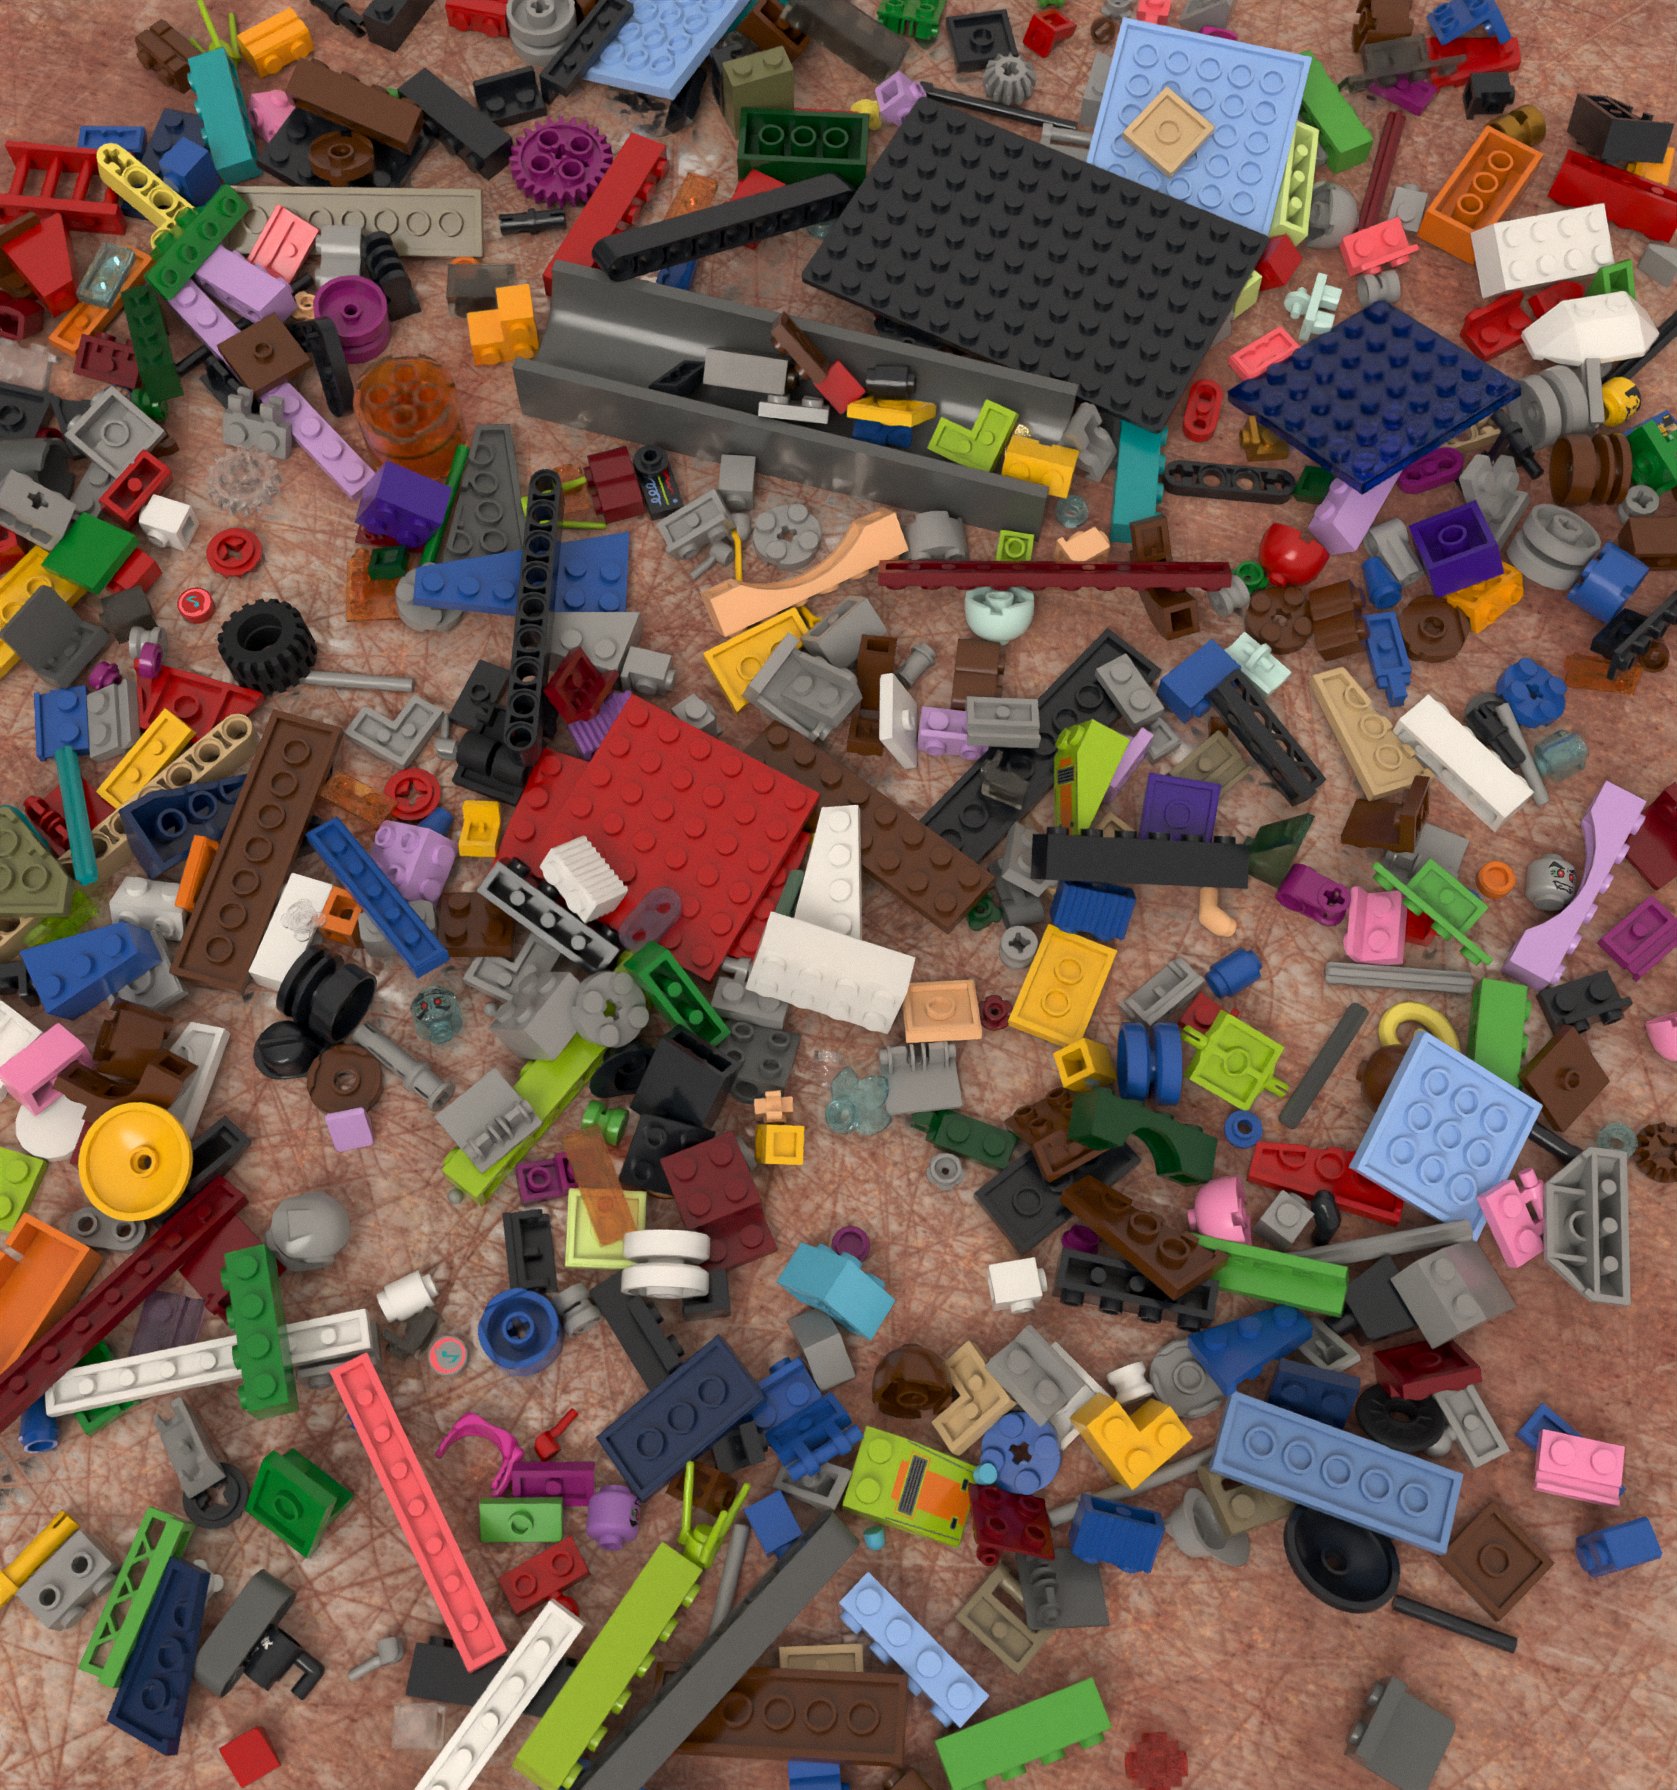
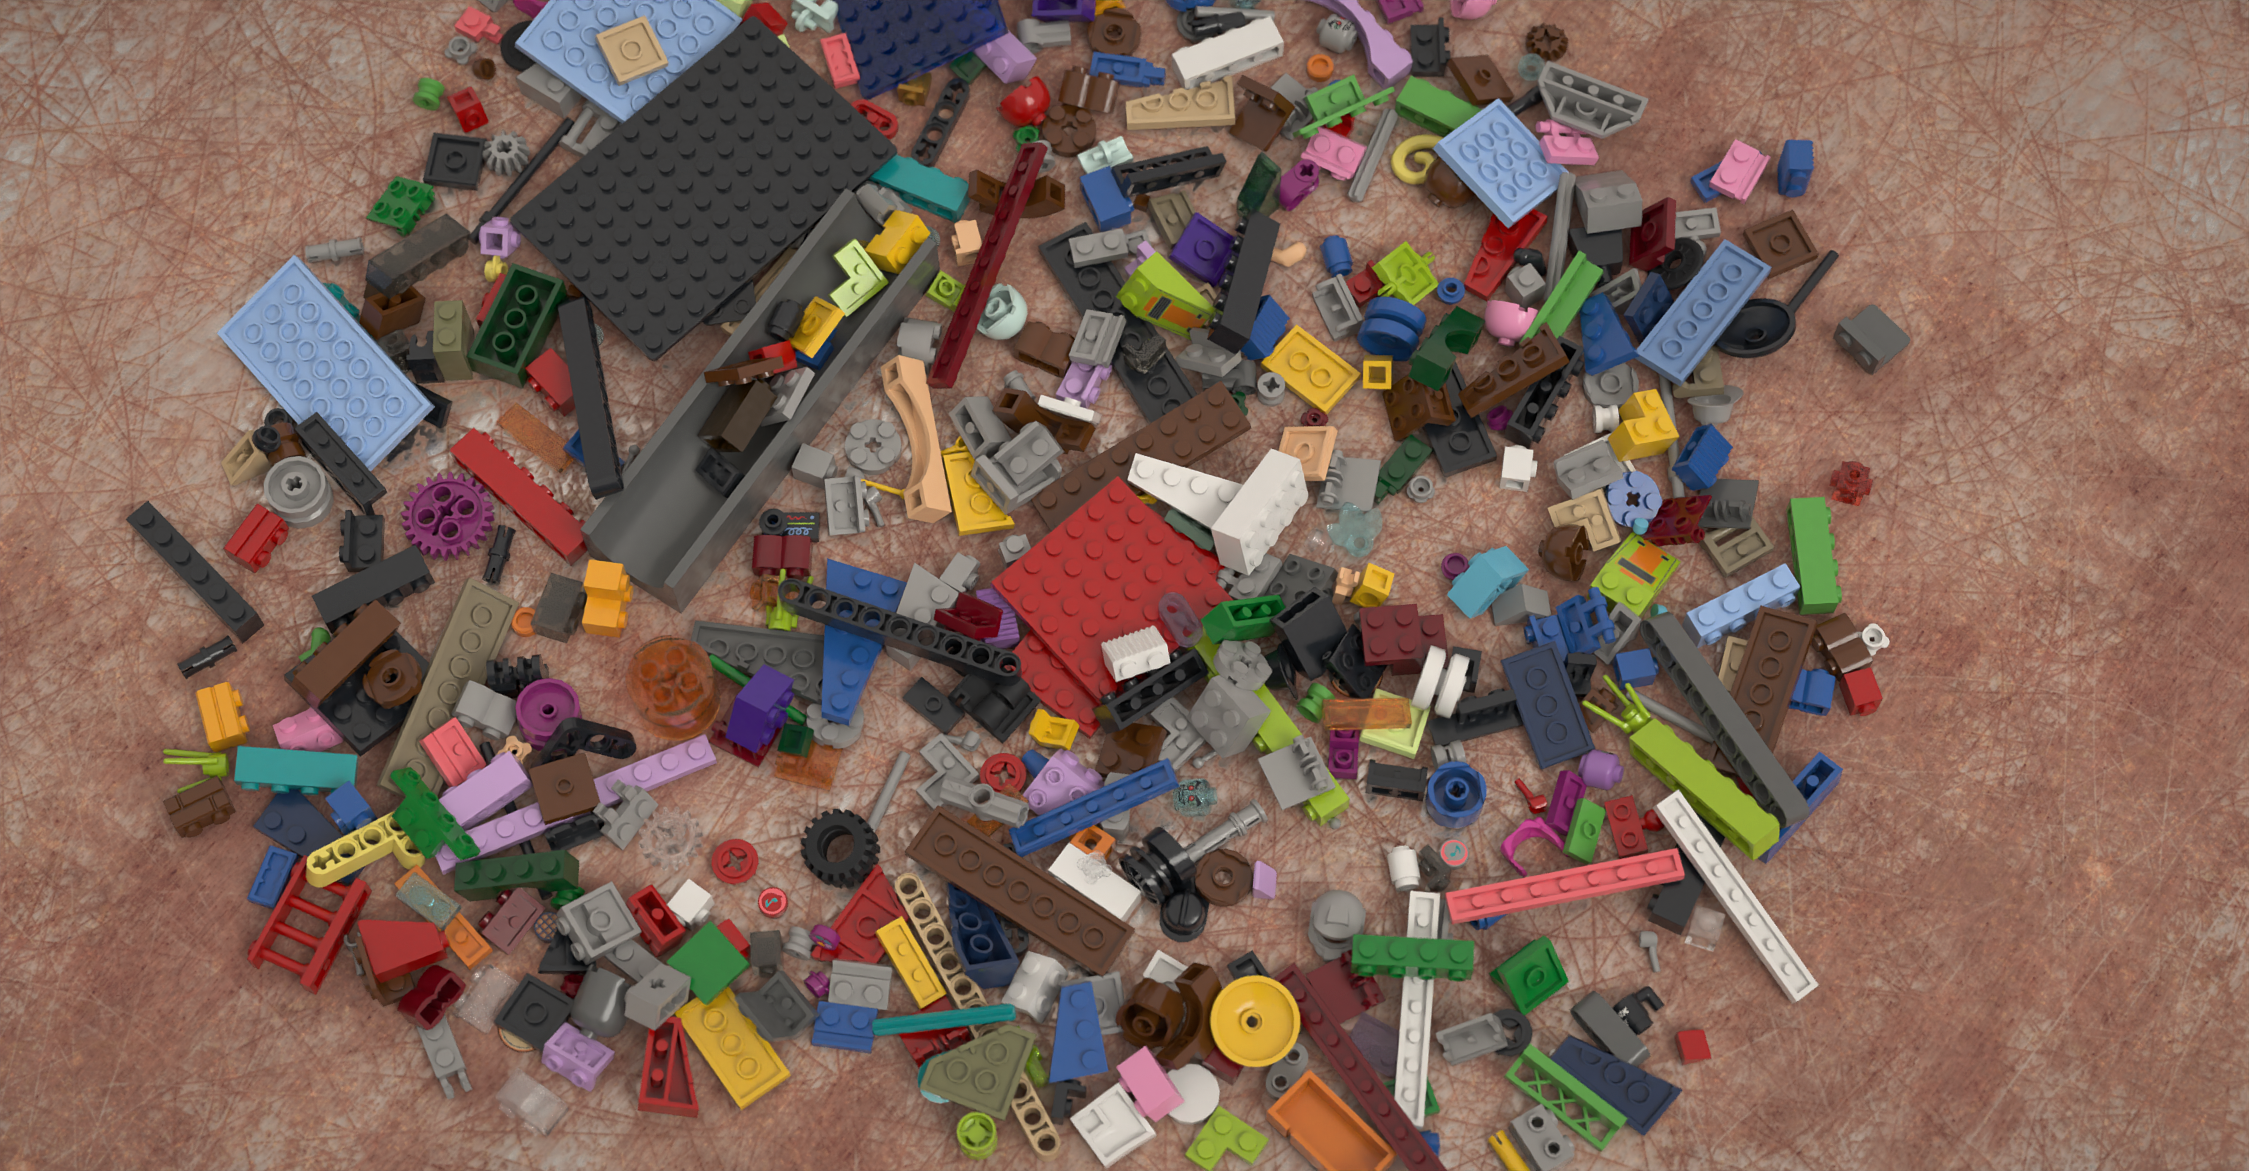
camera: 70 degrees left, 0 degrees up
(195, 872) = (1028, 937): orange tile -> none
(352, 774) = (998, 808): none -> light grey piece
(1323, 1066) = (1421, 224): dark grey axle -> none
(1381, 585) = (1065, 53): blue cone -> none

